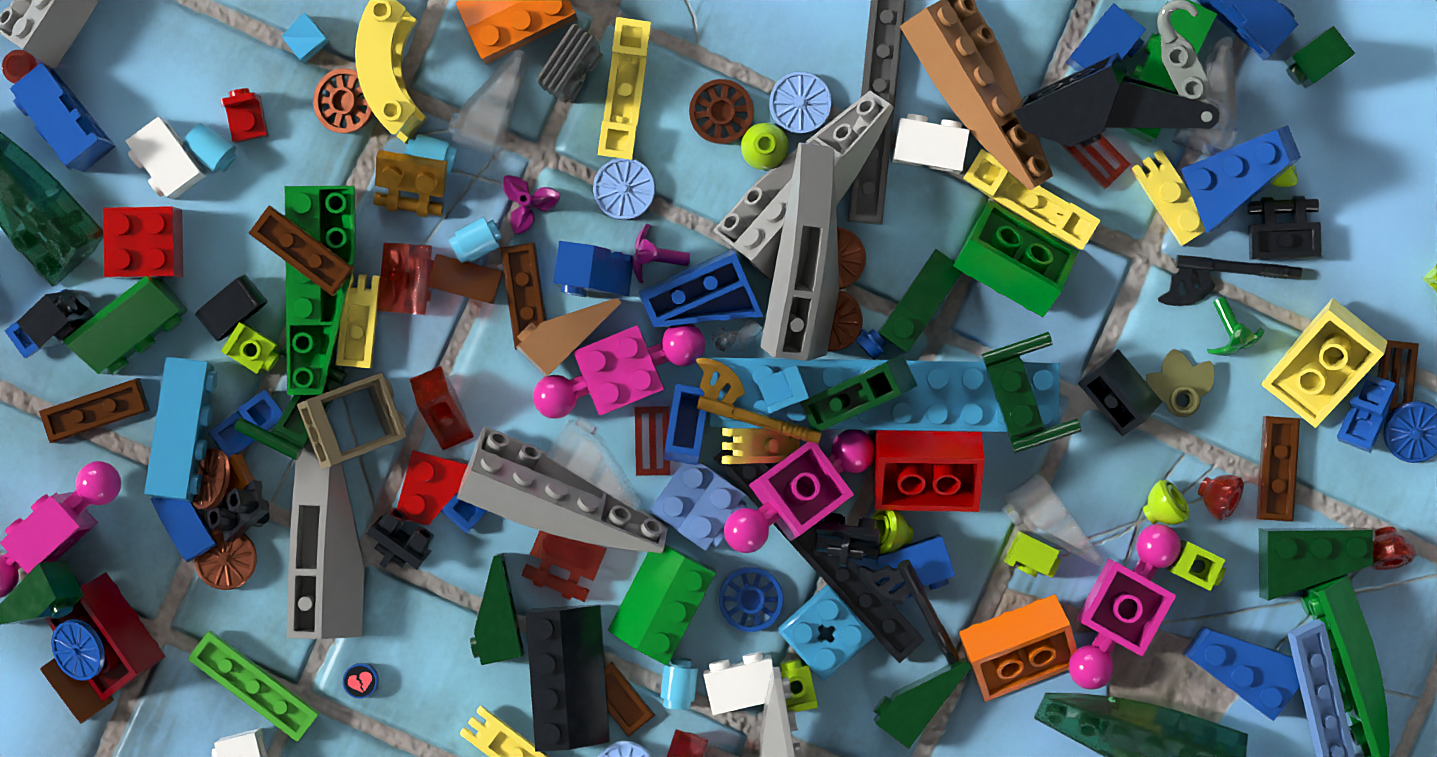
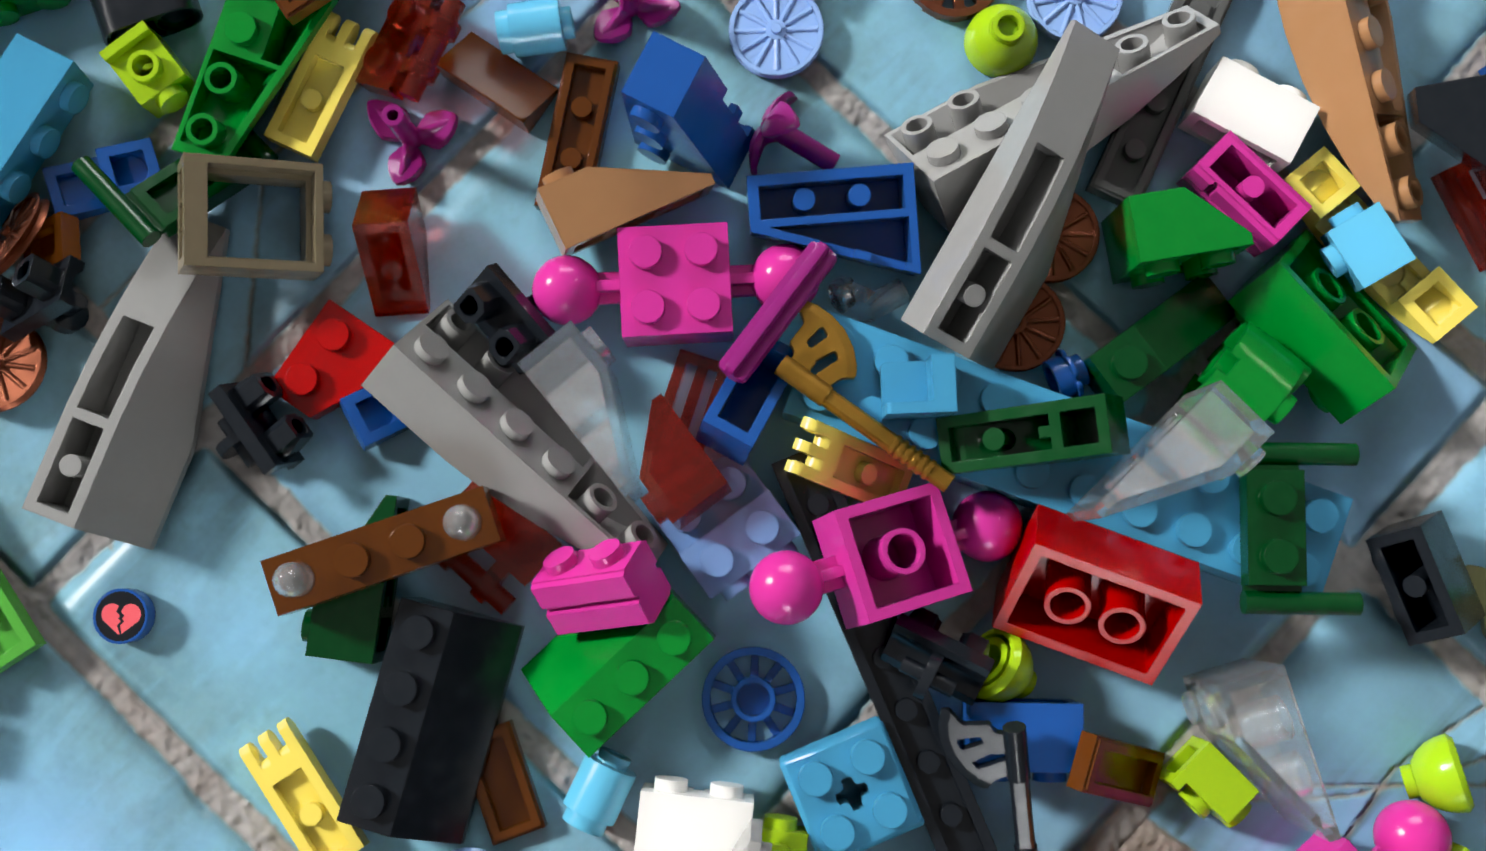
camera: 20 degrees right, 5 degrees down
(408, 327) = (394, 125): none -> magenta plant
(506, 589) = (382, 551): none -> reddish brown piece
(526, 427) = (503, 316): none -> black hips
(639, 566) = (601, 587): none -> dark pink brick
(659, 482) = (677, 470): none -> clear red slope
(686, 371) = (777, 312): none -> magenta axle
(901, 241) = (1169, 235): none -> green slope
(940, 198) = (1246, 191): none -> dark pink brick
(944, 378) = (1193, 444): none -> clear slope
(974, 566) = (1115, 769): none -> reddish brown tile
(976, 317) = (1256, 371): none -> green brick
(1021, 207) = (1364, 245): none -> medium azure brick

